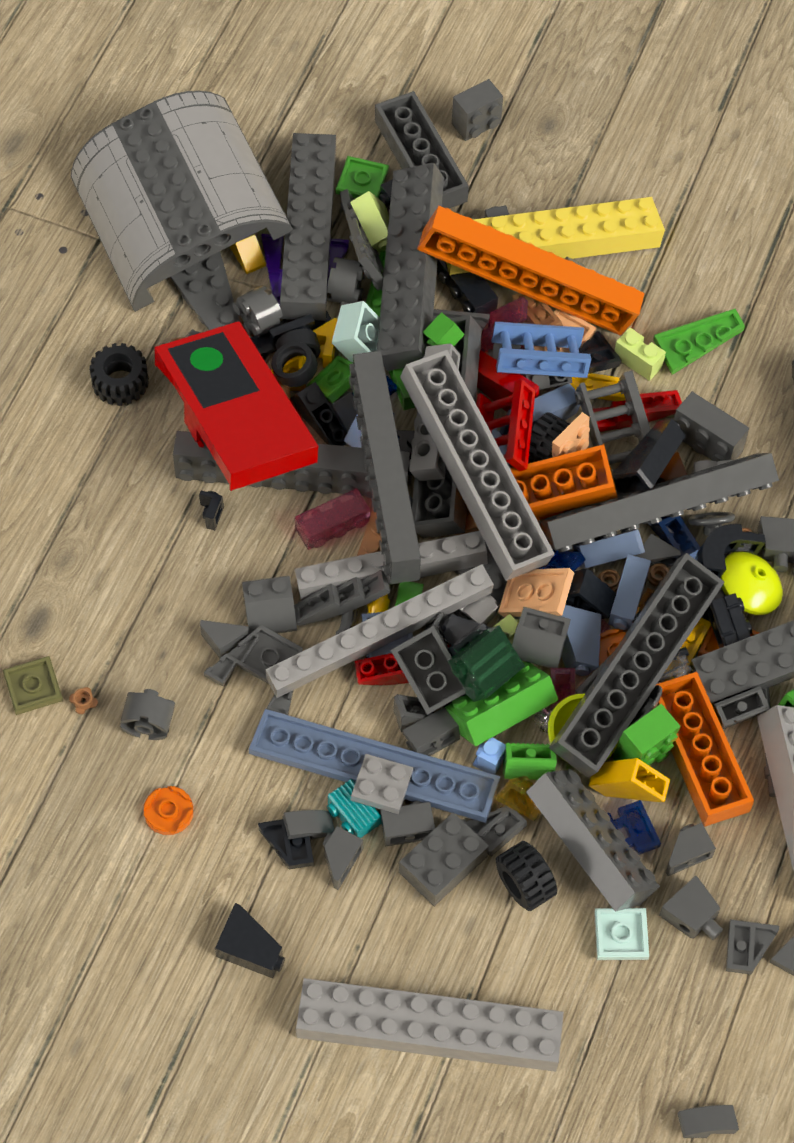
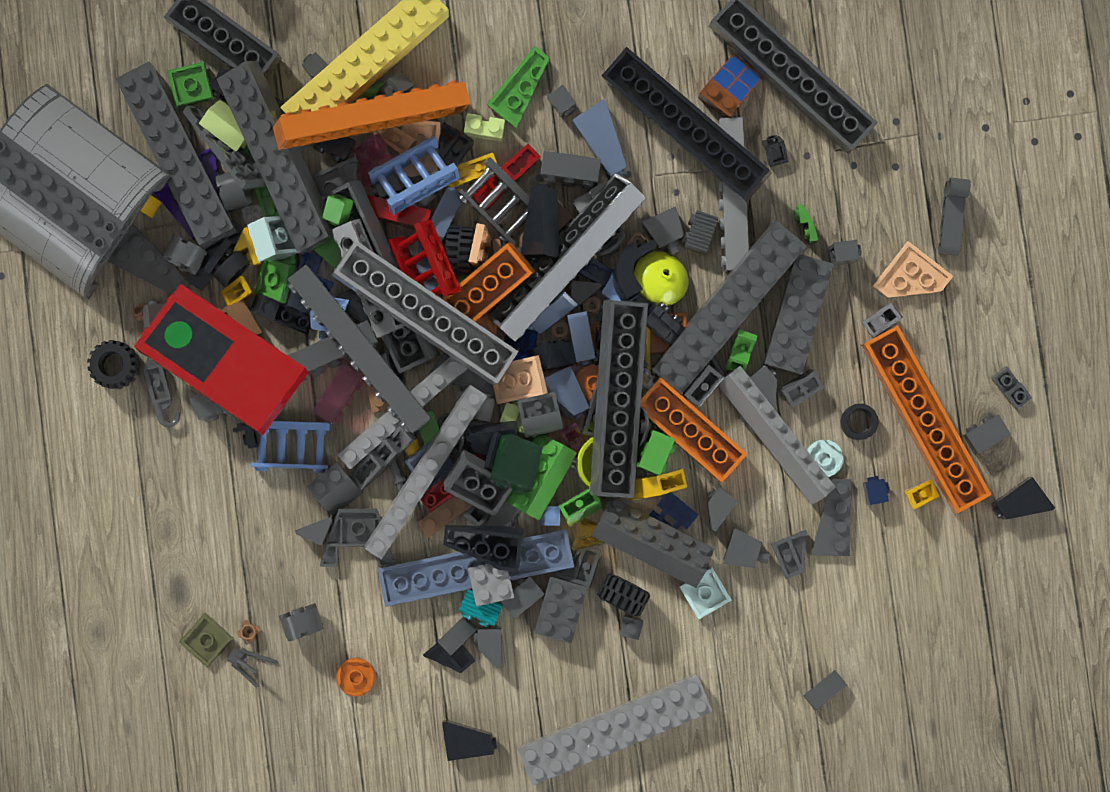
camera: 30 degrees left, 25 degrees up
(55, 721) = (239, 660): none -> dark grey plant
(148, 423) = (159, 391): none -> dark grey plate
(252, 520) = (301, 429): none -> medium blue fence
(287, 352) = (255, 293): black tyre -> none
(371, 696) = (443, 515): none -> medium nougat plate
(408, 741) = (490, 544): none -> black wedge
(513, 922) = (631, 627): none -> dark grey brick
(735, 370) = (562, 101): none -> dark grey brick
(759, 411) = (601, 138): none -> sand blue slope

